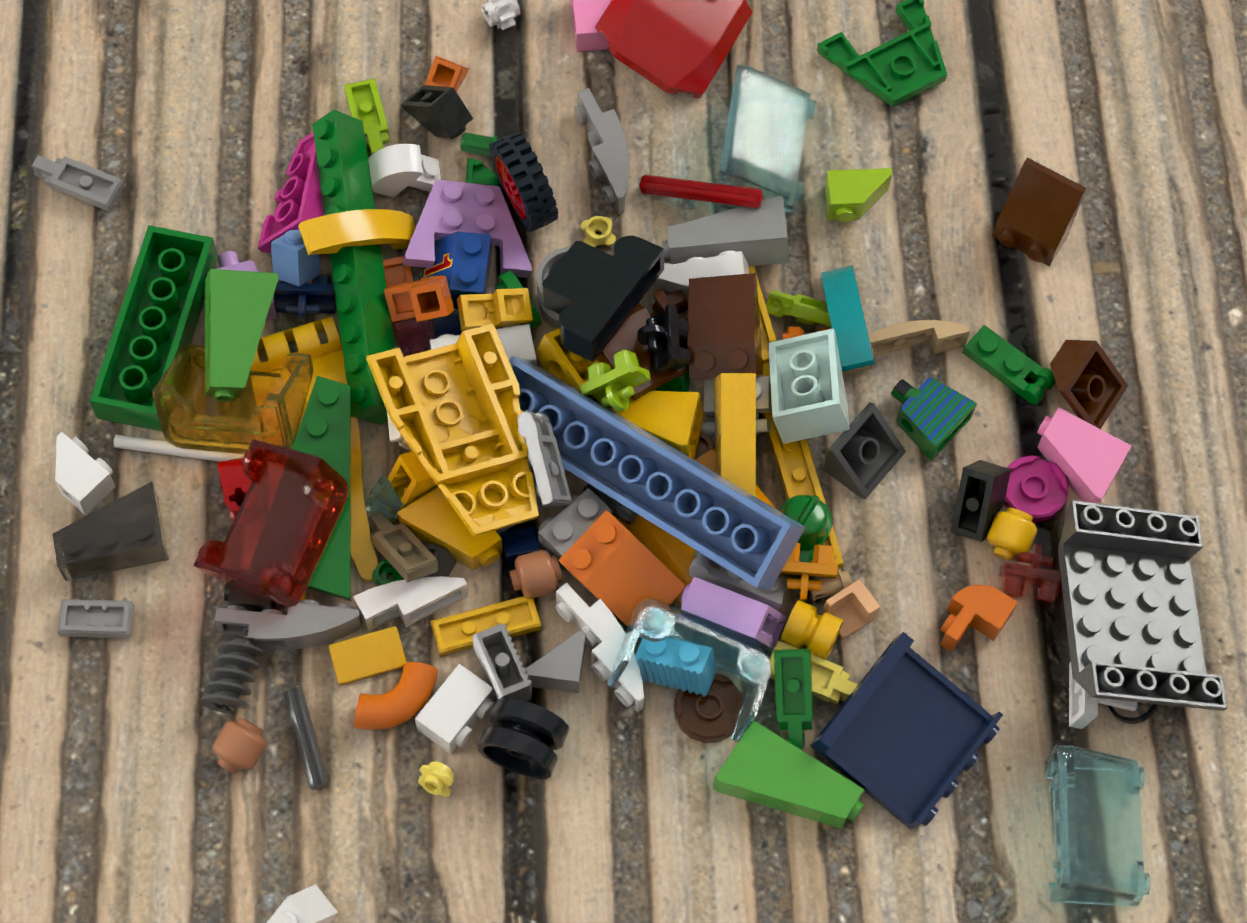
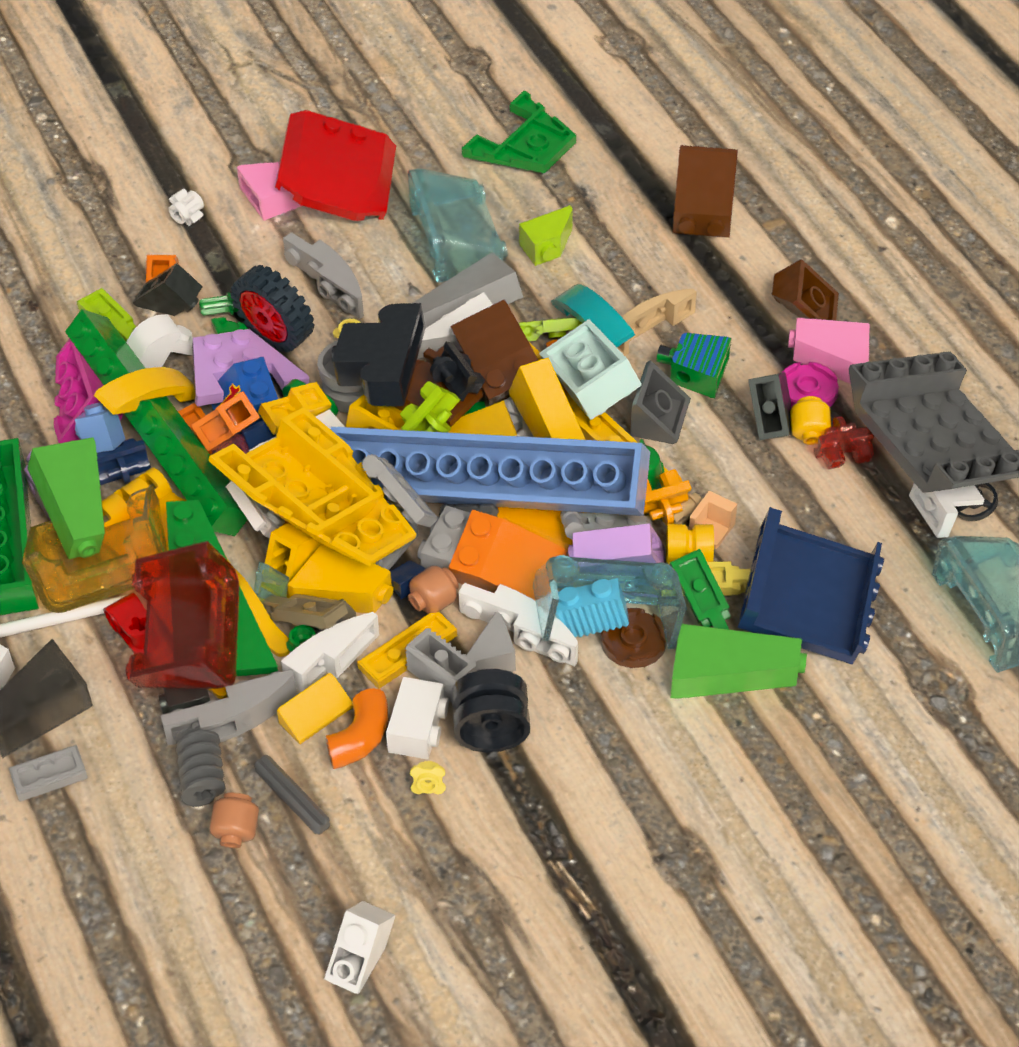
camera: 20 degrees left, 15 degrees down
(701, 191) = (423, 272): red axle -> none
(977, 607) = (817, 481): orange brick -> none
(1009, 365) = (739, 311): green plate -> none

